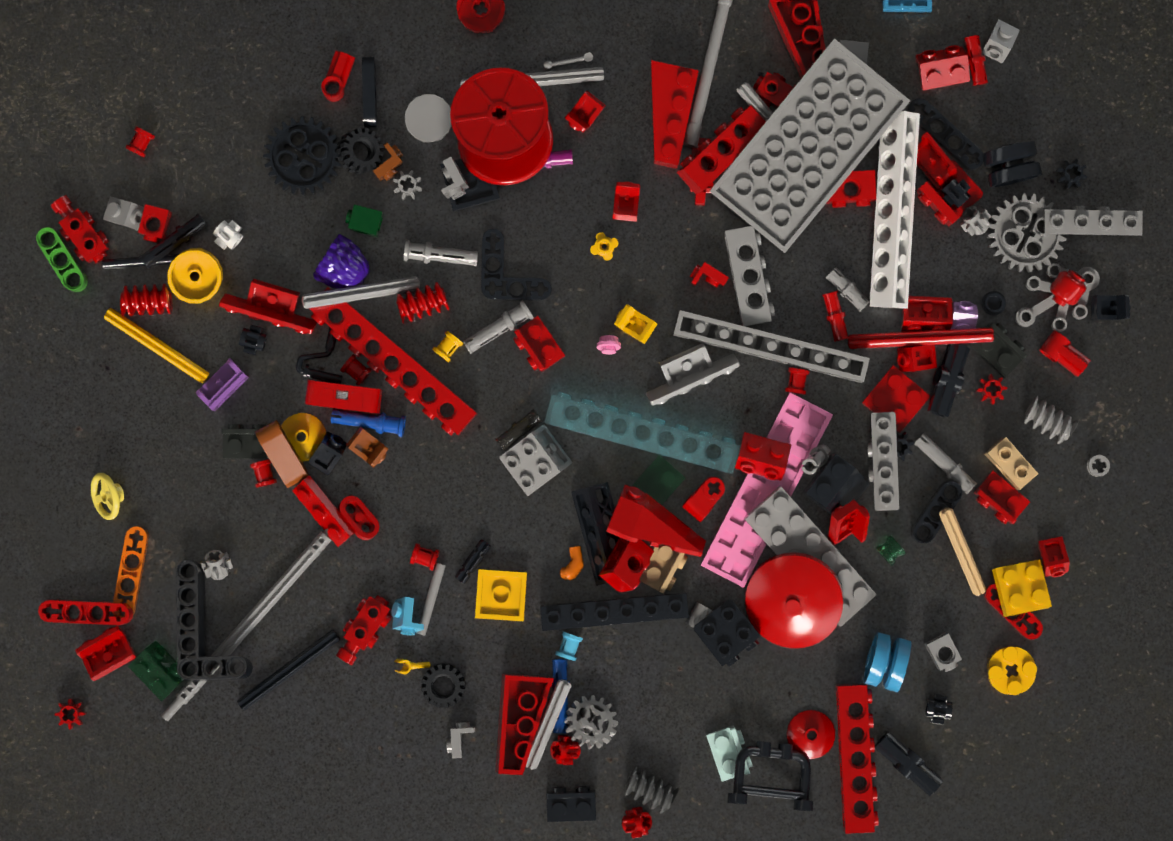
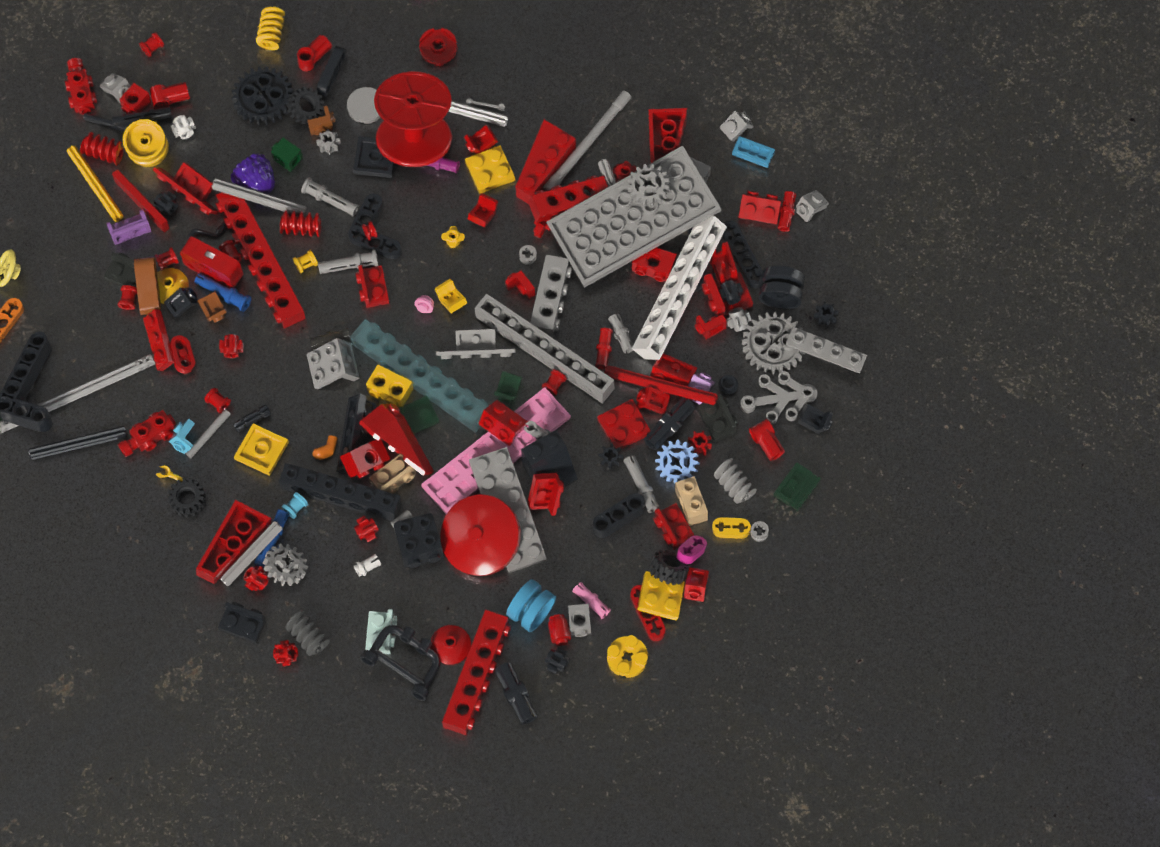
camera: 30 degrees right, 20 degrees down
(53, 251) = (53, 93): bright green beam -> none
(185, 203) = (164, 96): none -> red piece
(216, 565) = (62, 346): light grey gear -> none
(221, 347) = (140, 200): none -> red tile
(272, 66) = (270, 27): none -> yellow piece
(277, 411) = (166, 259): none -> red bush
(410, 486) = (231, 346): none -> red gear
(454, 744) = (176, 540): light grey bracket -> none
(455, 178) = (361, 146): light grey bracket -> none
(508, 282) = (369, 230): none -> red bush
(609, 142) = (490, 169): none -> yellow plate
(613, 456) = (392, 382): none -> yellow brick
(662, 642) = (366, 528): none -> red gear
(680, 683) = (365, 566): none -> white pin
(702, 502) = (445, 438): red piece -> none
(703, 226) = (528, 248): none -> light grey bush
(747, 408) = (508, 387): none -> clear green bracket
(832, 109) = (647, 177): none -> light grey gear
(885, 461) = (593, 459): light grey bracket -> none
(890, 550) = (571, 530): clear green wheel -> none
(926, 672) = (559, 630): none -> red brick
(946, 622) = (591, 599): none -> bright pink pin
(949, 237) = (712, 327): none -> red bracket
(962, 551) = (625, 549): tan axle -> none
(985, 428) = (670, 467): none -> light blue gear
(1021, 544) = (668, 567): none -> black tyre
(1030, 520) = (691, 549): none -> dark pink beam
(1067, 479) = (731, 528): none -> yellow beam
(1068, 288) = (788, 390): red head -> none
(1120, 396) = (797, 486): none -> clear green plate

